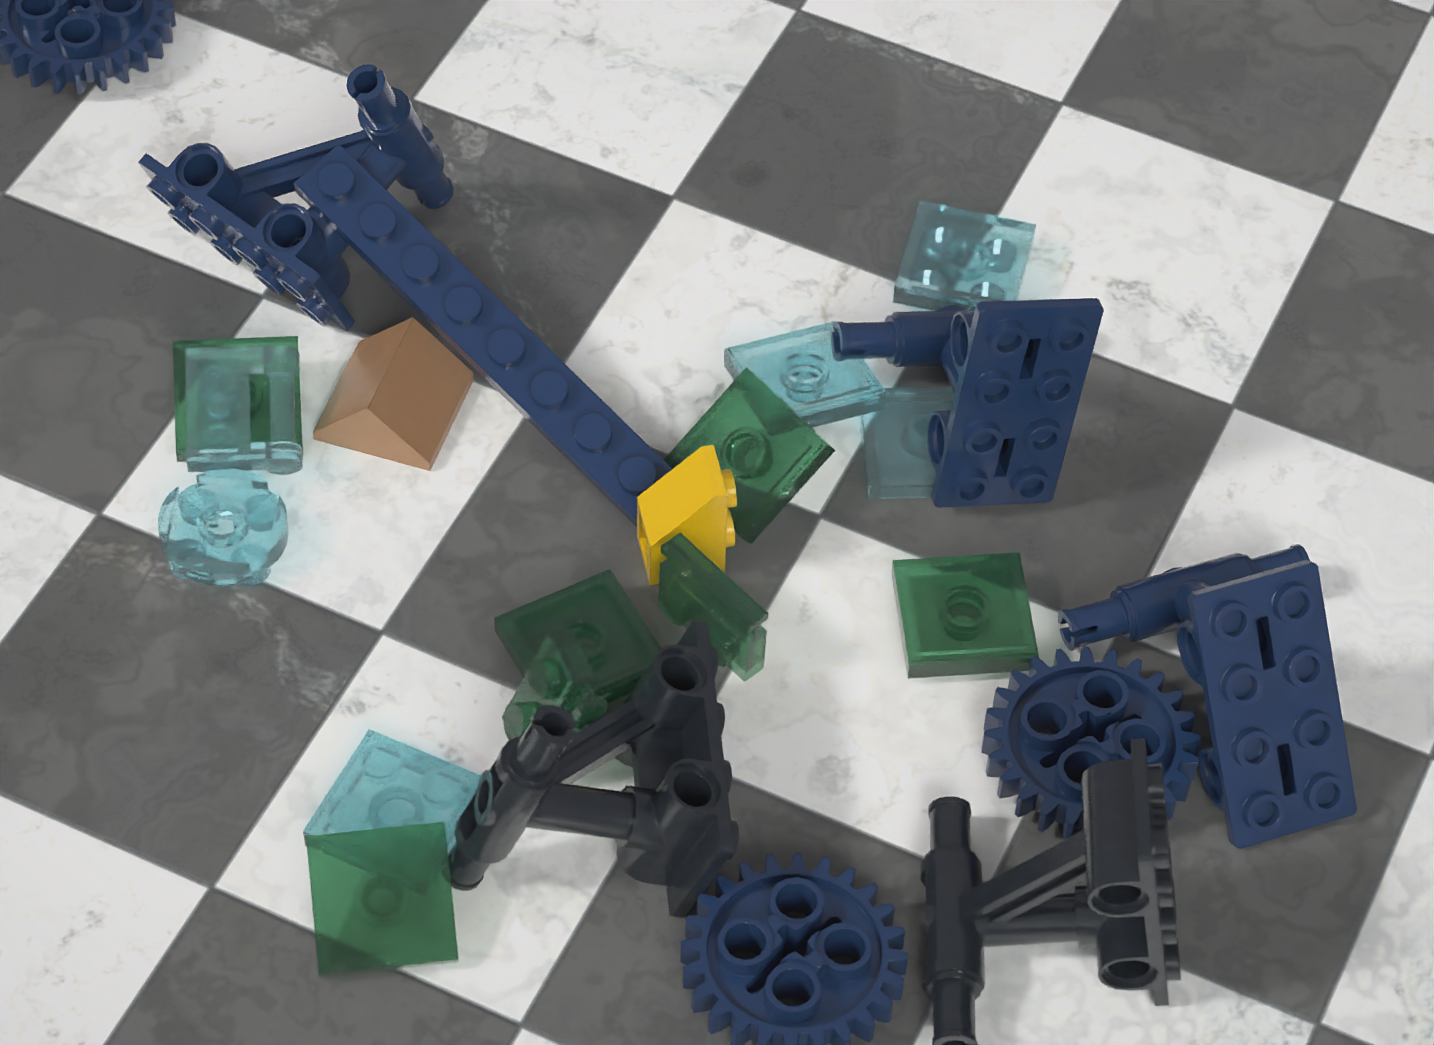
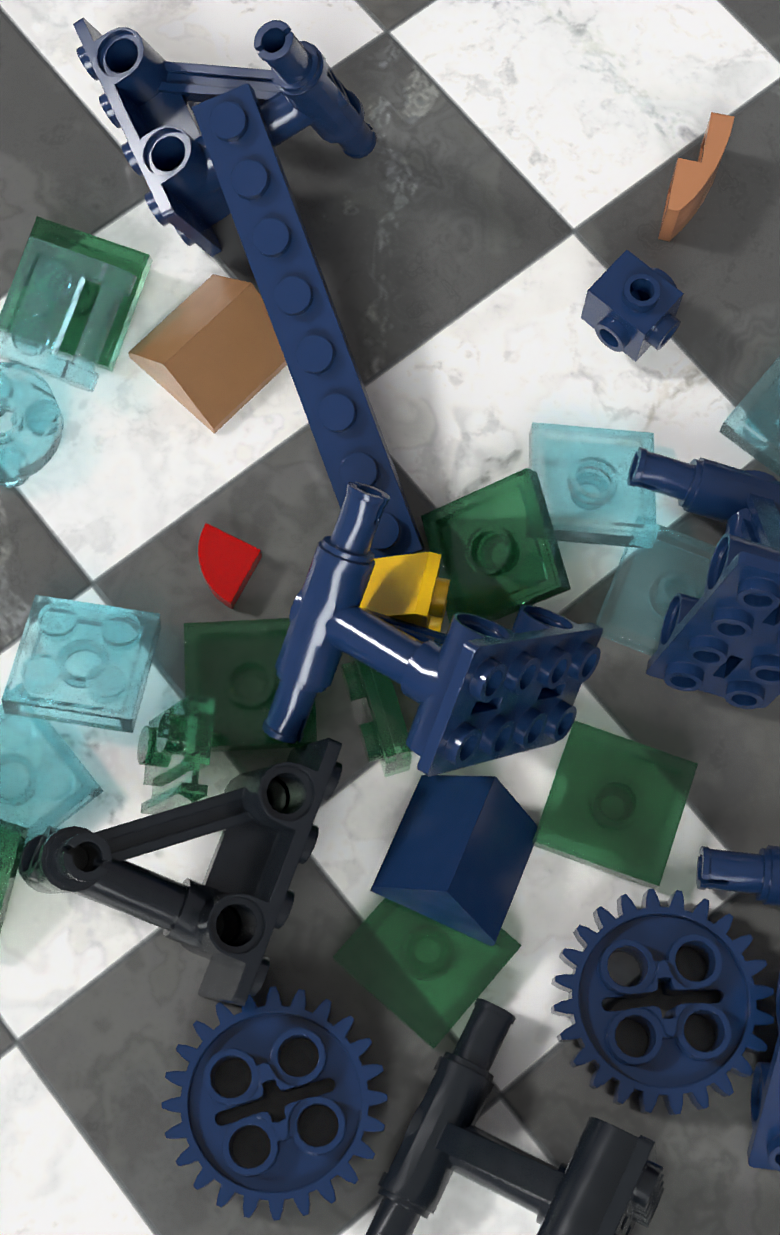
camera: 25 degrees right, 20 degrees up
(417, 685) = (82, 664): none -> clear light blue plate
(502, 563) = (226, 563): none -> red tile
(761, 111) = (694, 179): none -> nougat slope
(765, 226) = (633, 307): none -> dark blue brick
(811, 520) = (476, 687): none -> dark blue plate
(848, 697) = (459, 854): none -> dark blue slope
(862, 797) = (422, 967): none -> clear green plate

